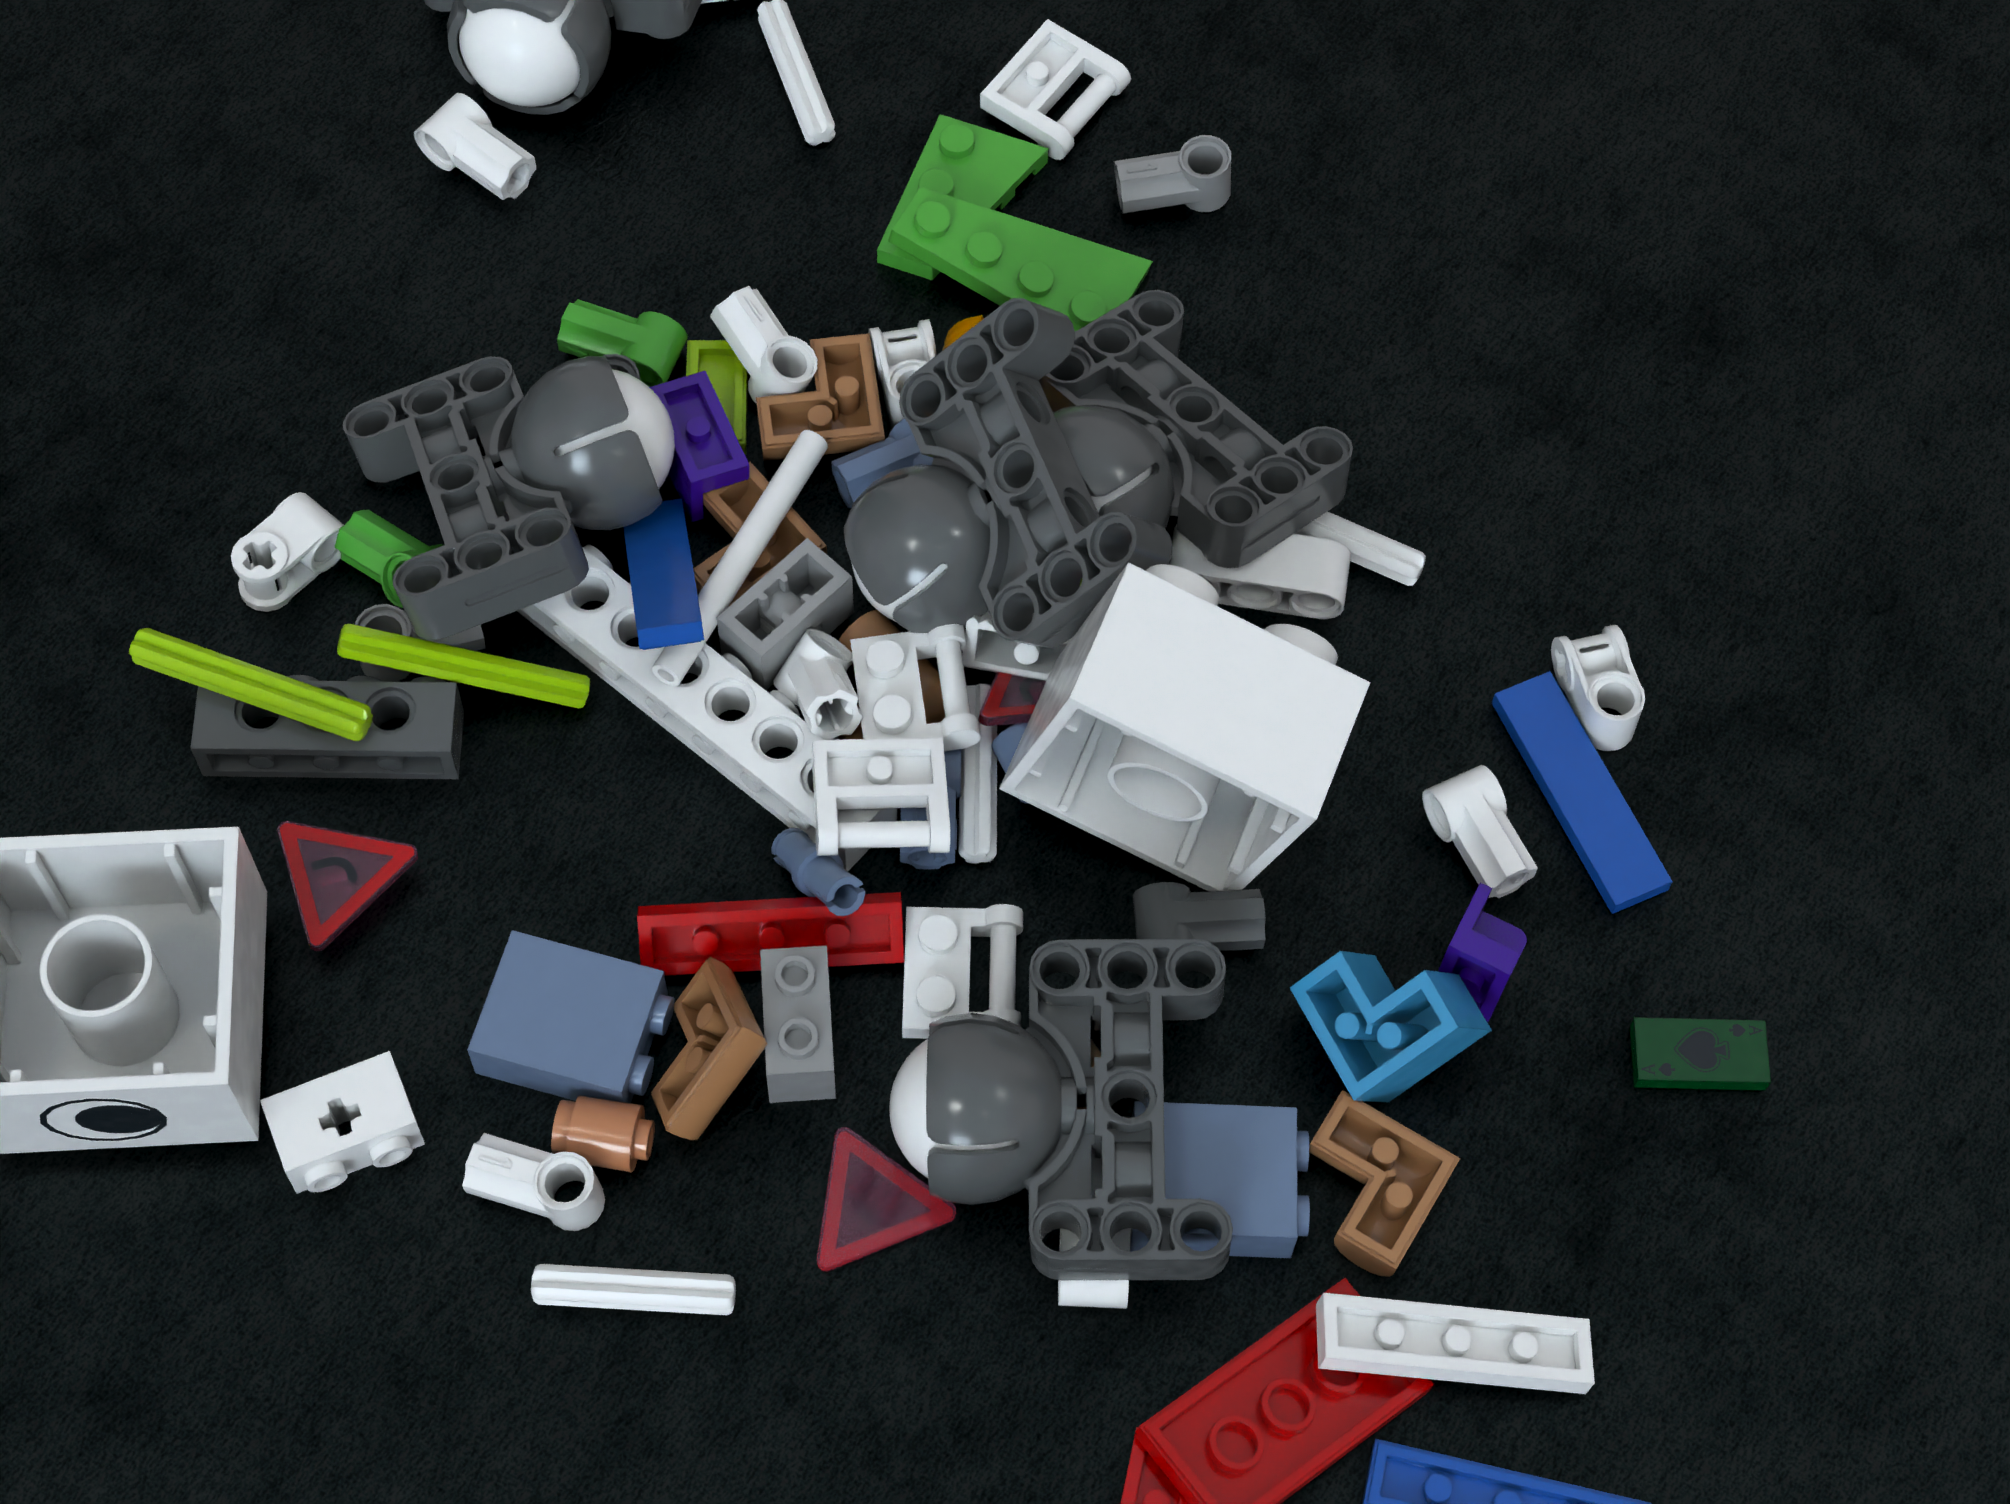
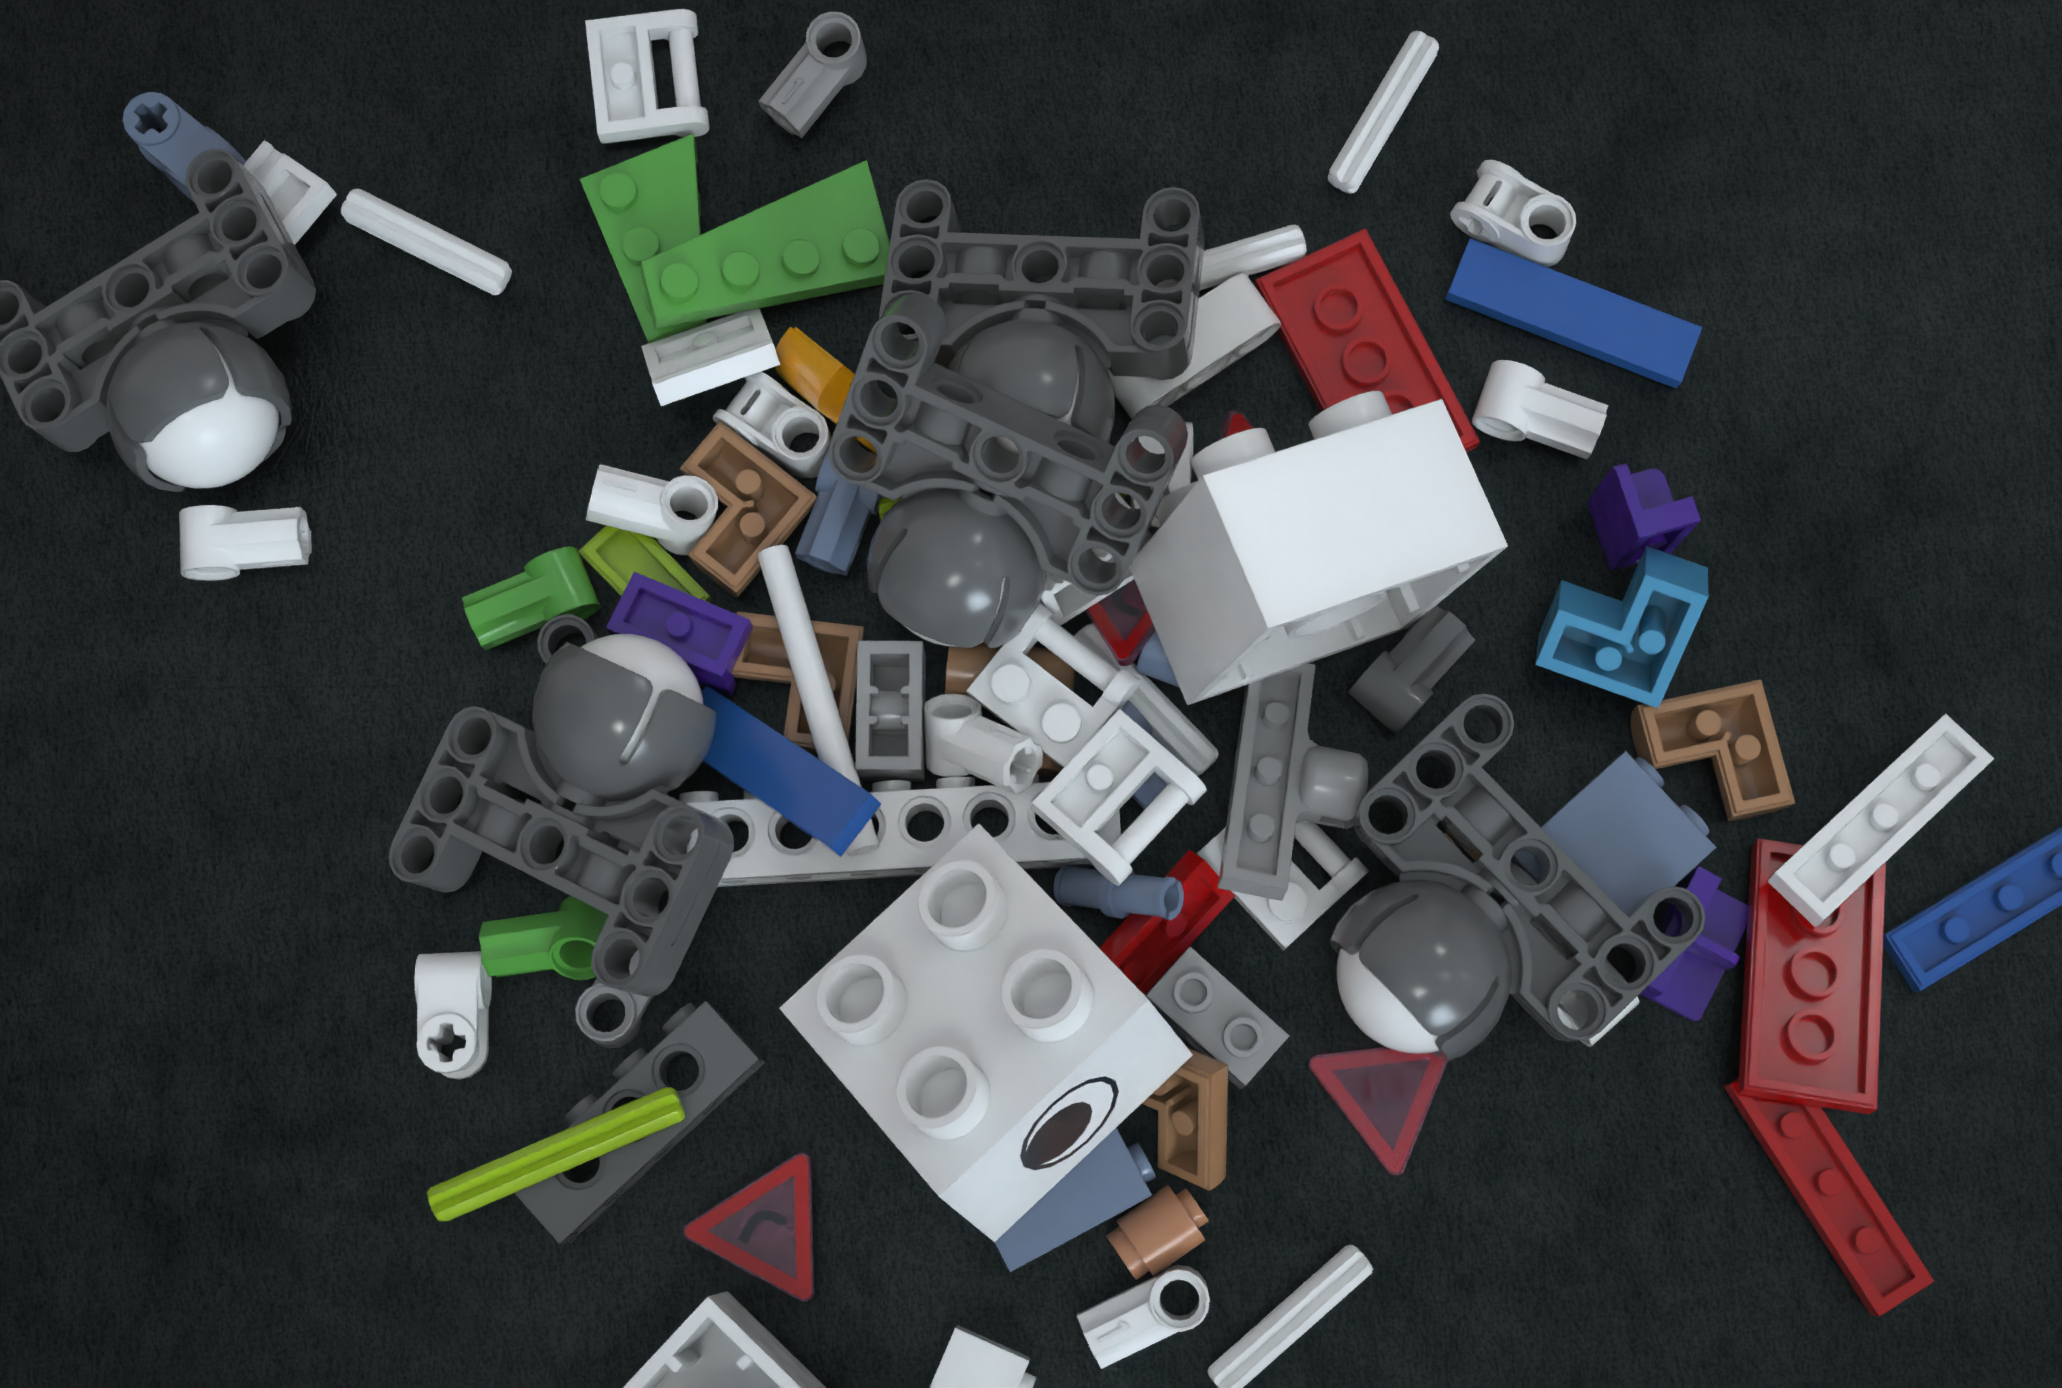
camera: 40 degrees left, 15 degrees up
(463, 666) = (694, 982): lime axle -> none
(613, 853) = (985, 1033): none -> white brick
(907, 289) = (709, 355): none -> white plate
(1008, 896) = (1282, 782): none -> light grey plate
(1213, 1315) = (1695, 973): none -> dark purple panel
(1408, 649) = (1356, 332): none -> red tile
(1572, 536) = (1383, 112): none -> white axle
(1699, 1053) = (1833, 442): dark green tile -> none

